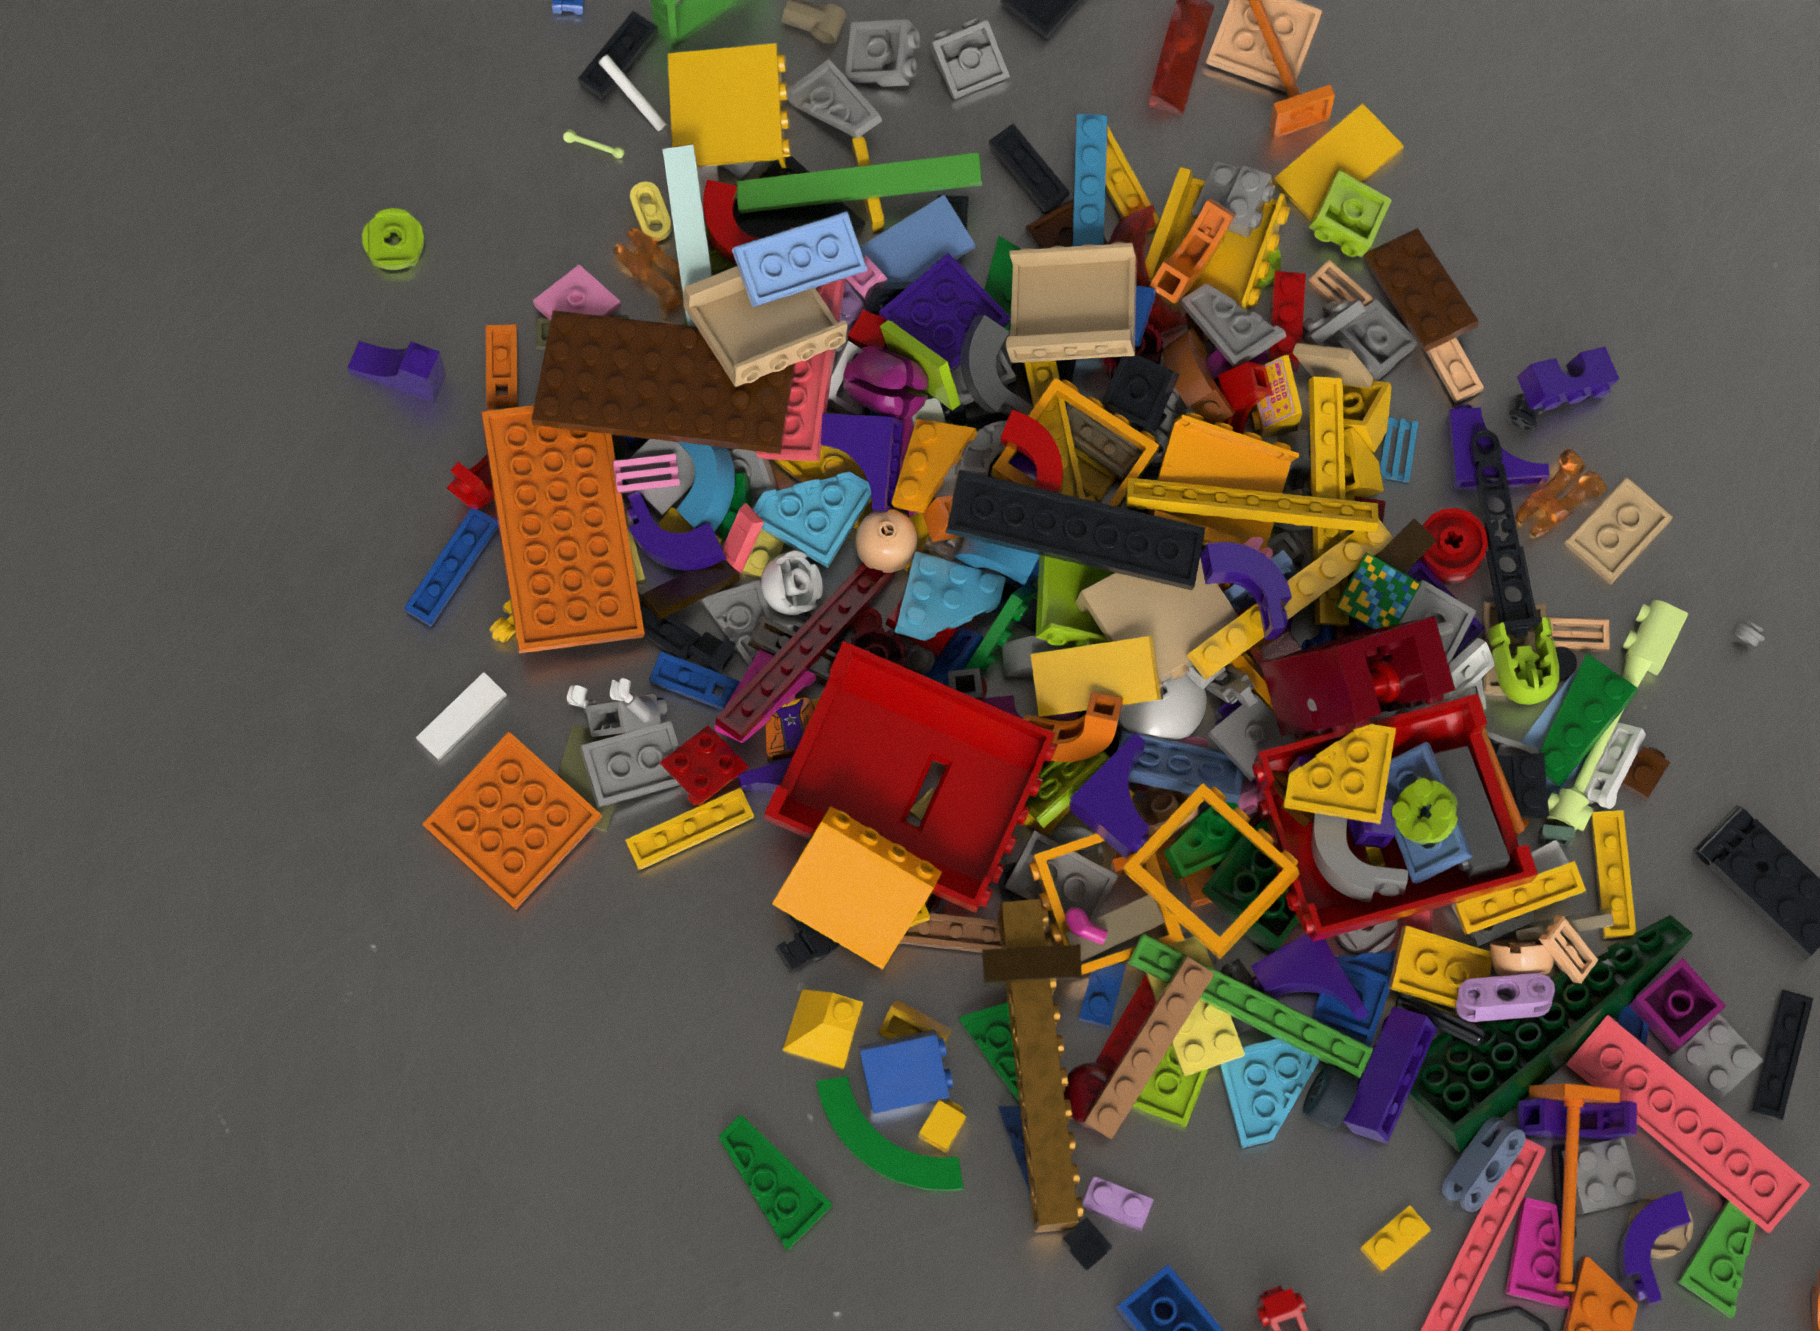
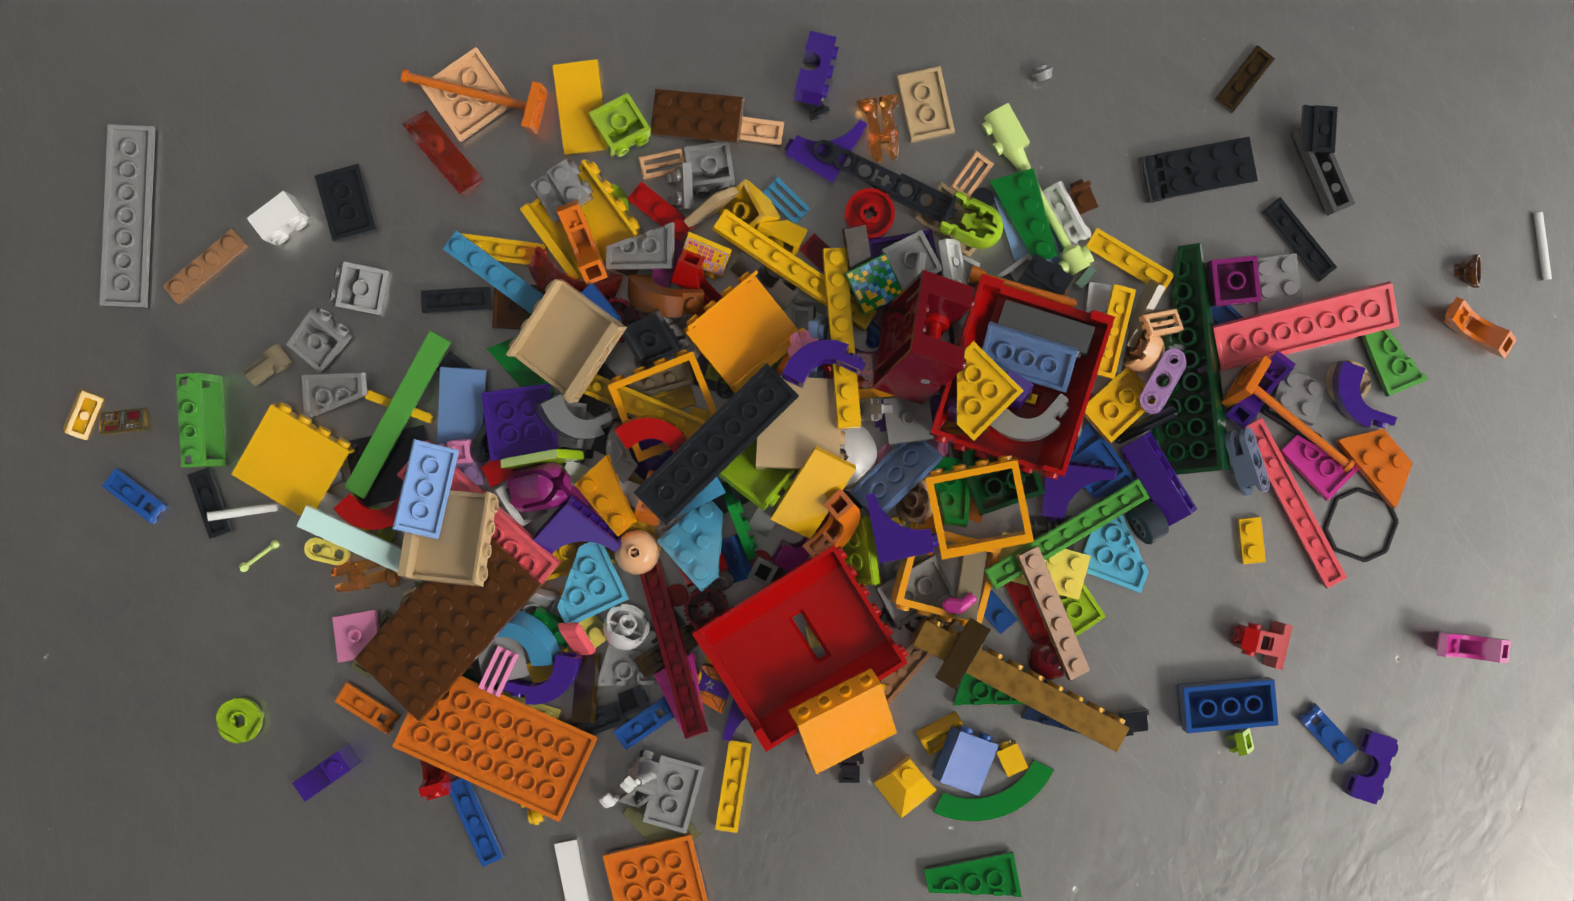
camera: 55 degrees left, 15 degrees up
(703, 765) = (702, 755): red hinge -> none
(1117, 1203) = (1122, 686): lavender plate -> none
(1252, 505) = (769, 322): yellow plate -> none
(1409, 806) = (1039, 346): lime plate -> none

